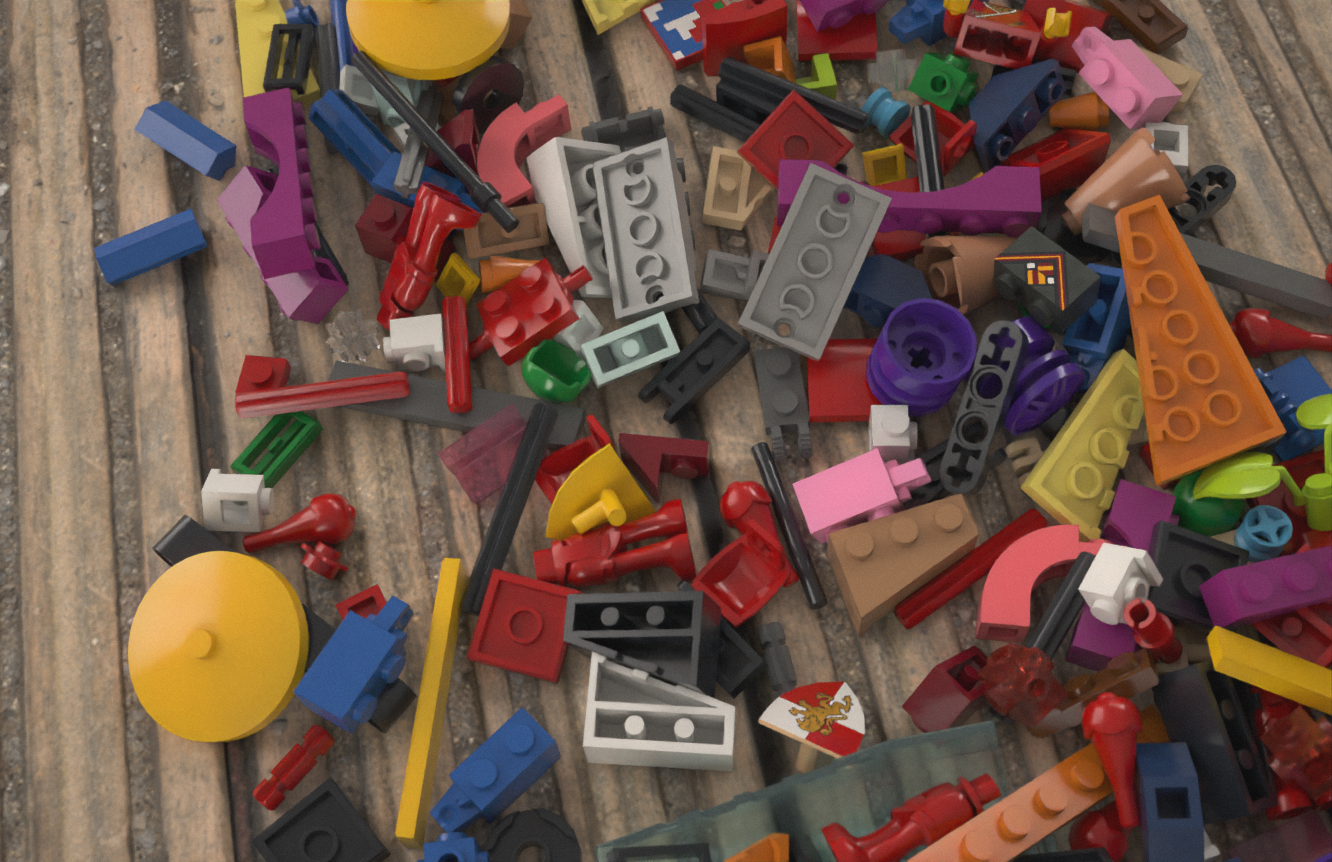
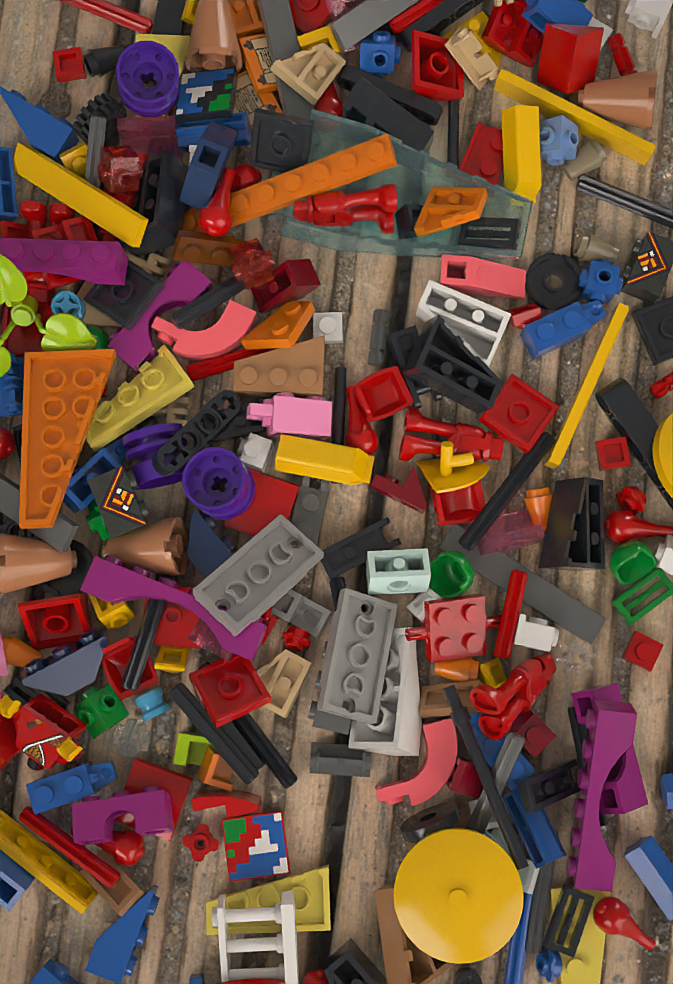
camera: 165 degrees left, 20 degrees up
(235, 74) = (614, 918): none -> red piece
(306, 476) = (631, 562): none -> green hair
(322, 394) = (607, 615): red axle -> none
(349, 175) = (548, 786): none -> black hinge
(357, 666) = (630, 407): blue hinge -> none
(396, 481) = (575, 527): none -> black wedge
(457, 510) = (538, 504): none -> orange cone
(564, 775) = (524, 315): none -> red plate
(648, 802) = (481, 277): none -> coral slope
(734, 238) = (296, 638): none -> red plate
(787, 449) = (323, 460): none -> yellow piece
(821, 718) = (369, 290): shield -> none
(863, 657) = (329, 325): none -> white plate
(932, 618) = (281, 327): none -> orange wing
(1116, 579) = (173, 293): white brick -> none
(1153, 631) = (165, 265): red pin -> none

